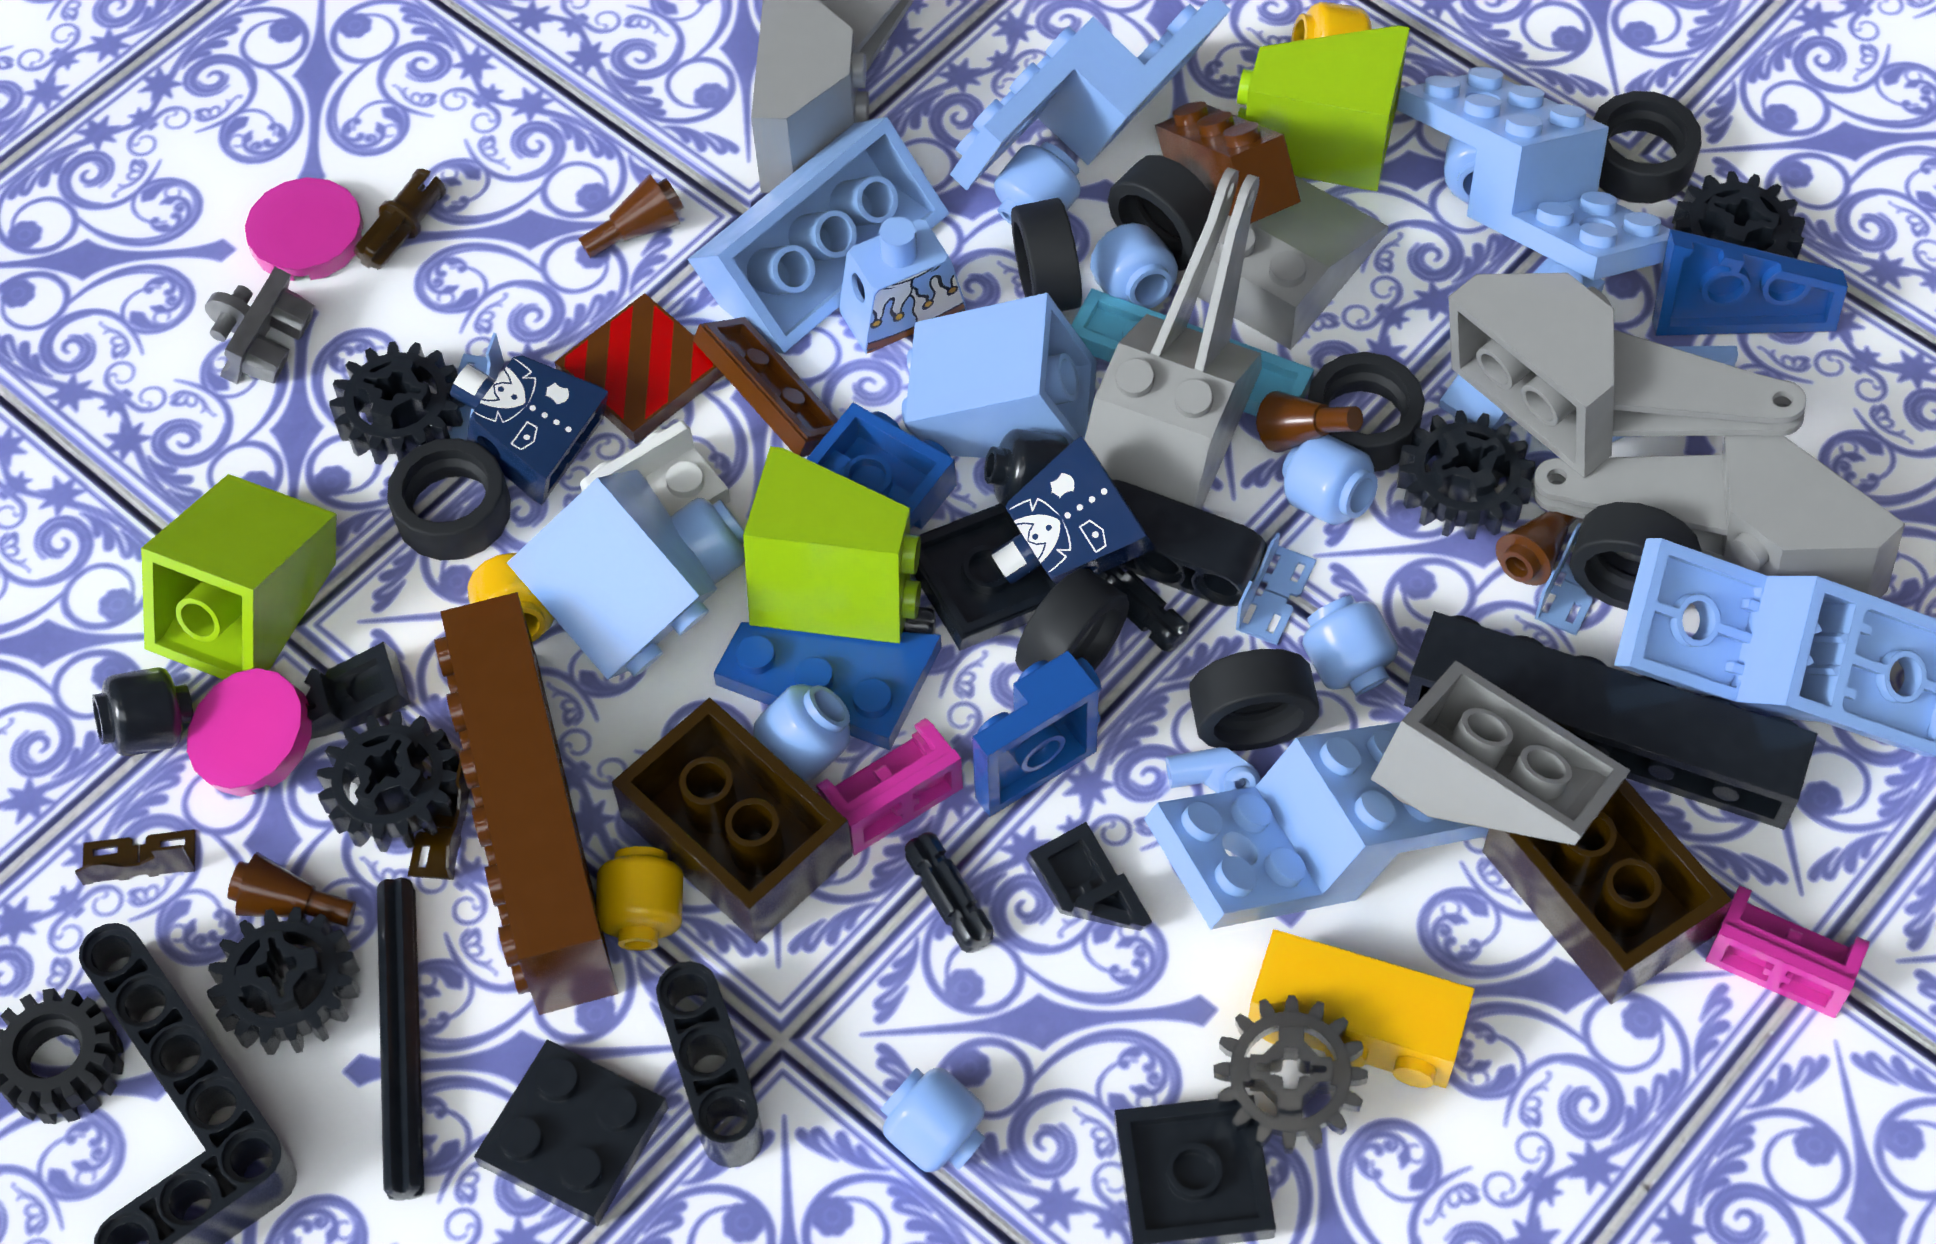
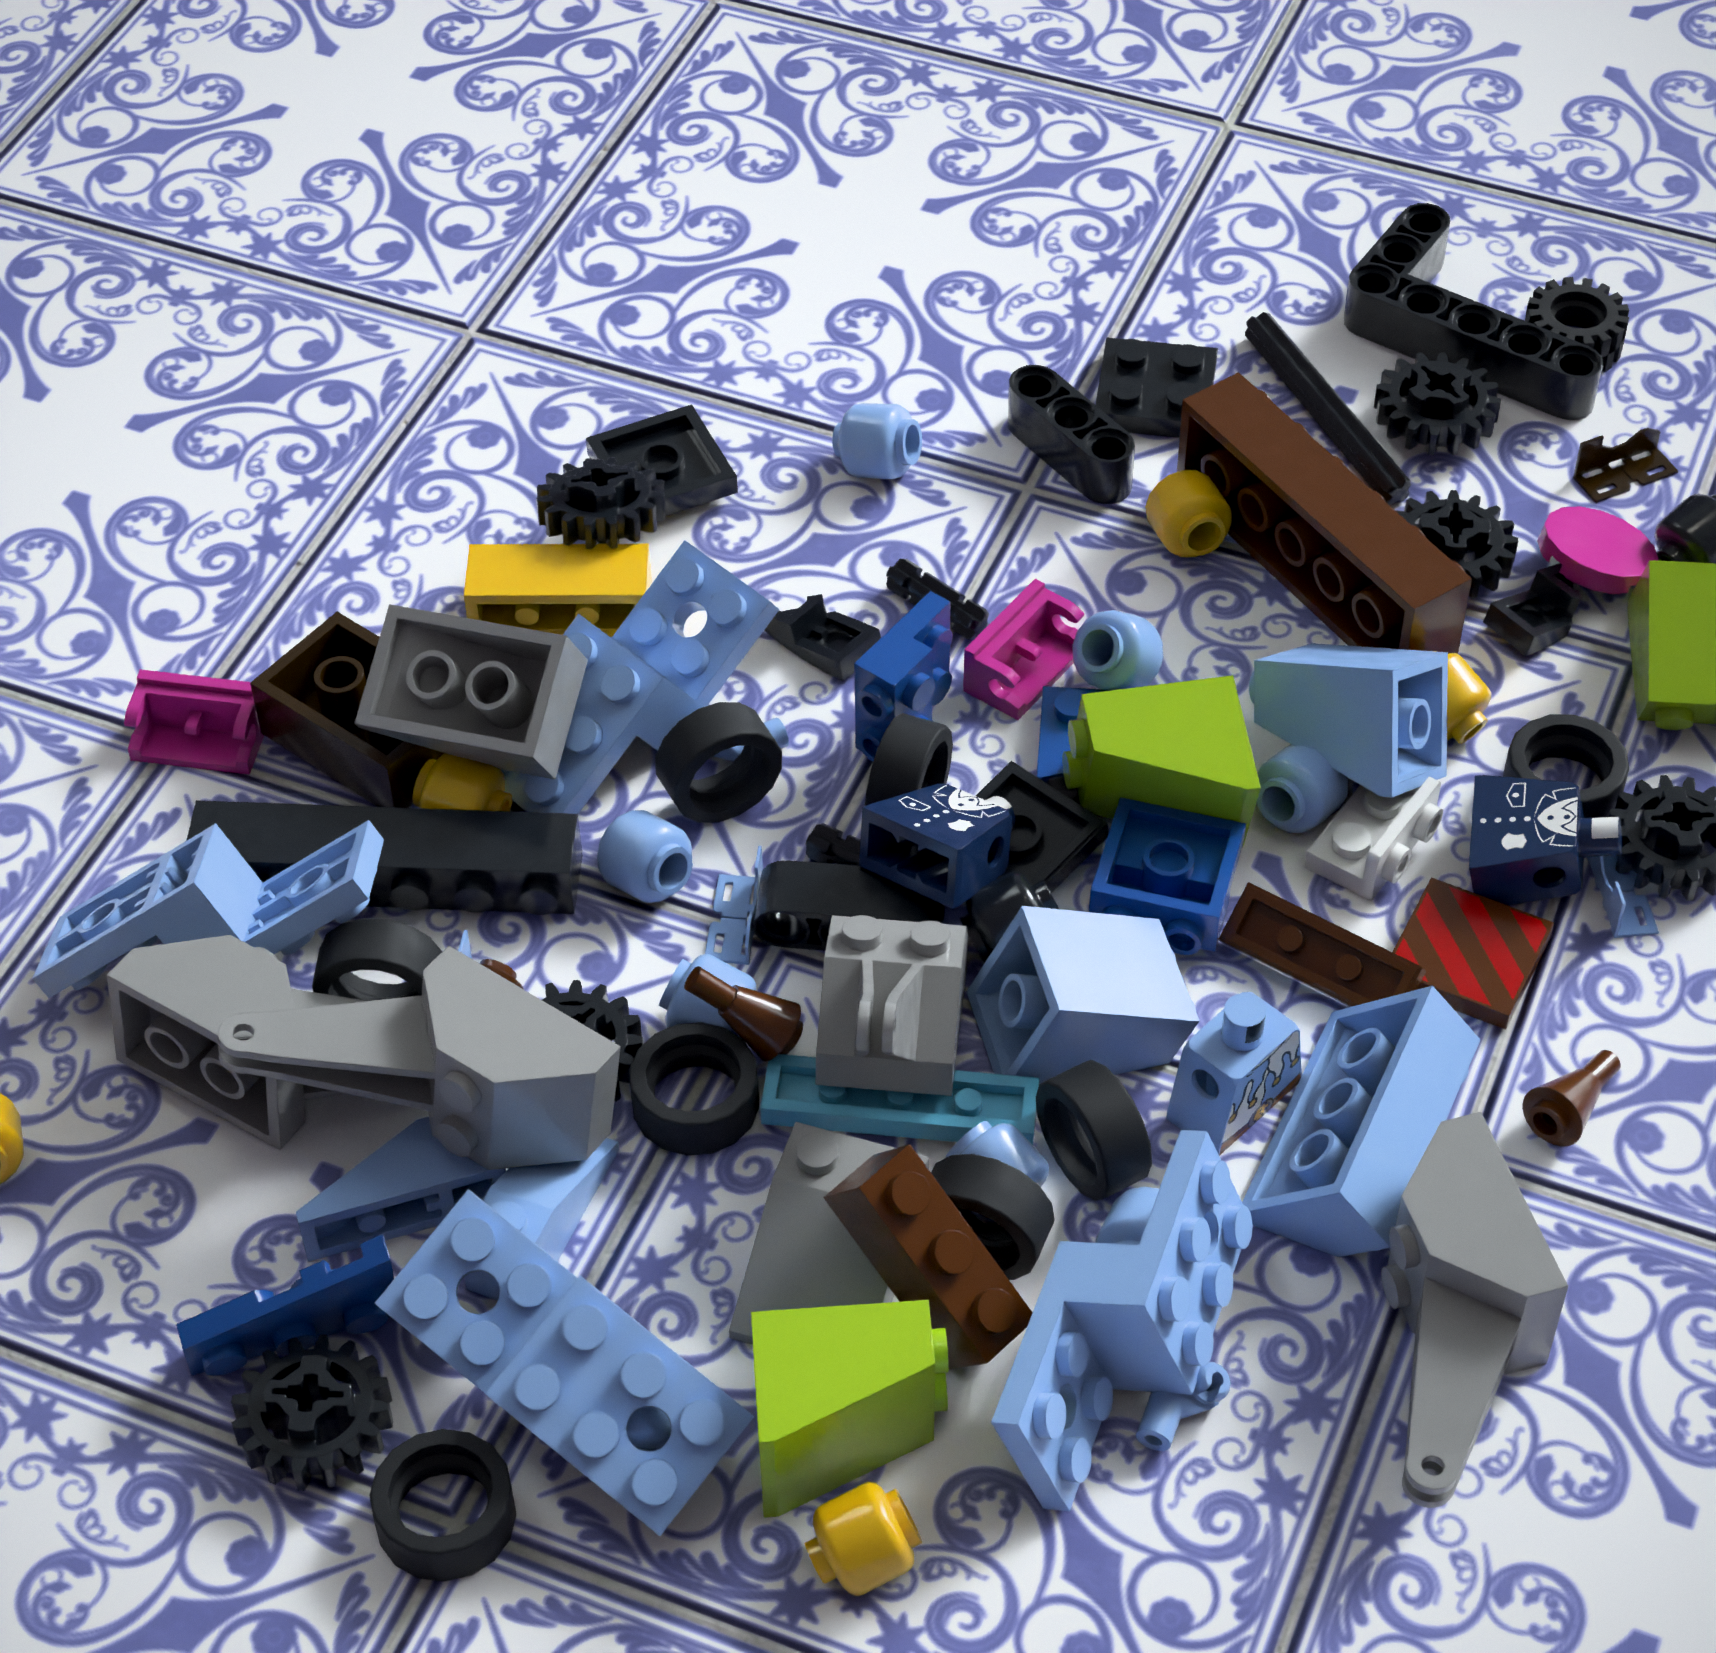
camera: 160 degrees right, 10 degrees down
(268, 885) = (1491, 458): reddish brown cone -> none
(733, 819) = (1146, 563): dark brown brick -> none

